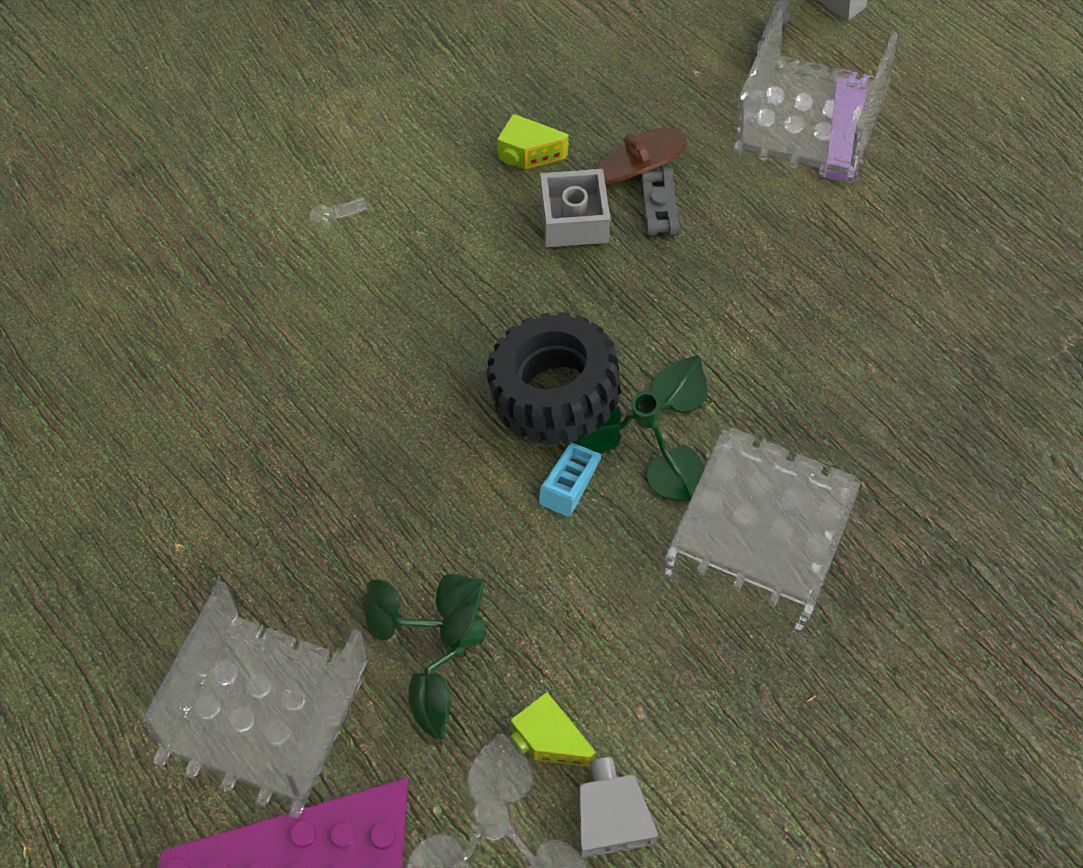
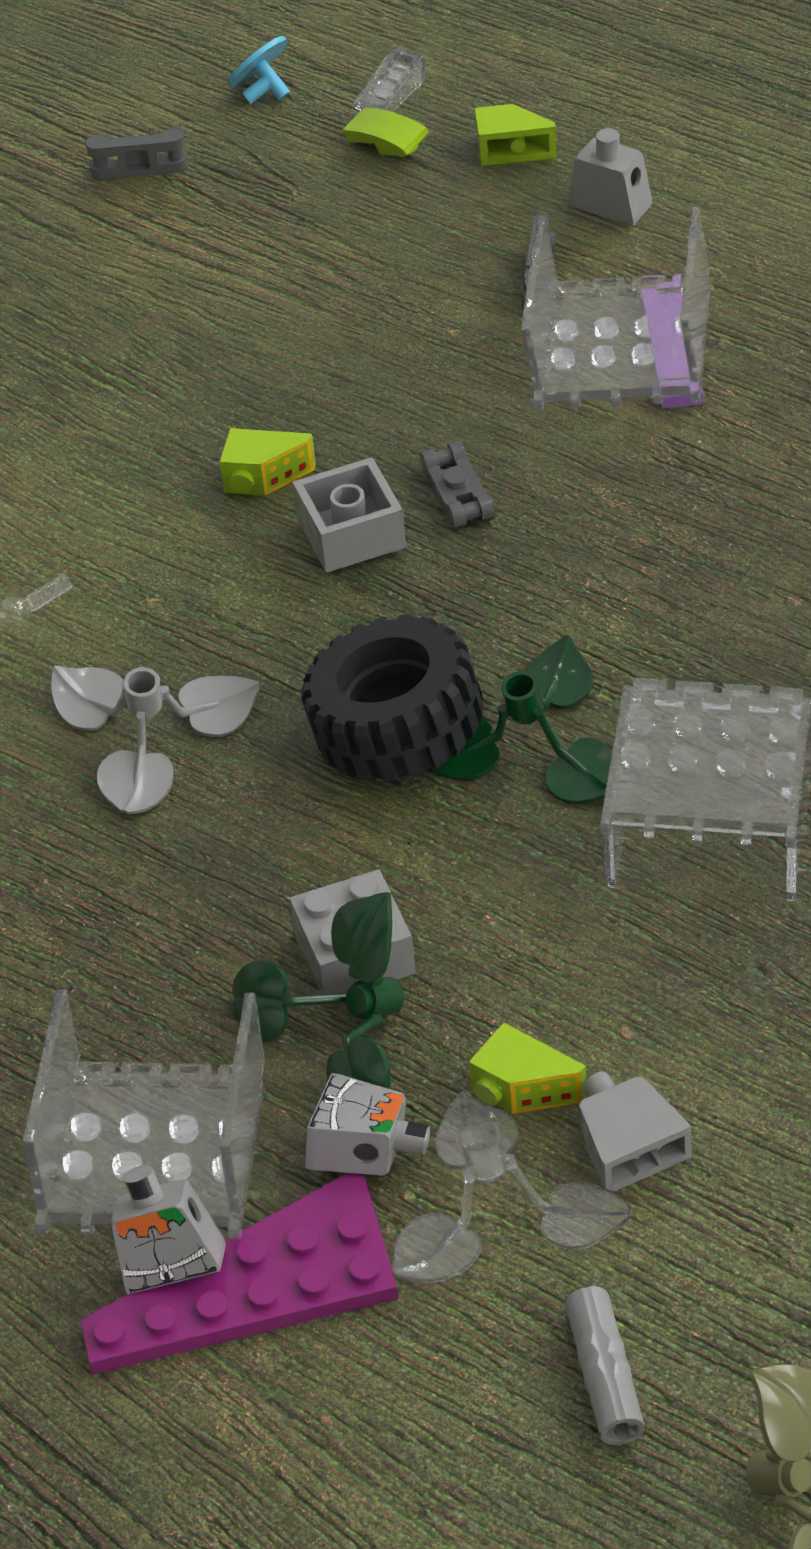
camera: 10 degrees left, 15 degrees down
(238, 808) = (163, 1233): none -> light grey torso
(358, 381) = (142, 780): none -> light grey plant
(414, 750) = (360, 1128): none -> light grey torso
(466, 553) = (313, 921): none -> light grey brick
(559, 496) = (448, 818): medium azure slope -> none
(643, 153) = (418, 433): reddish brown shield -> none

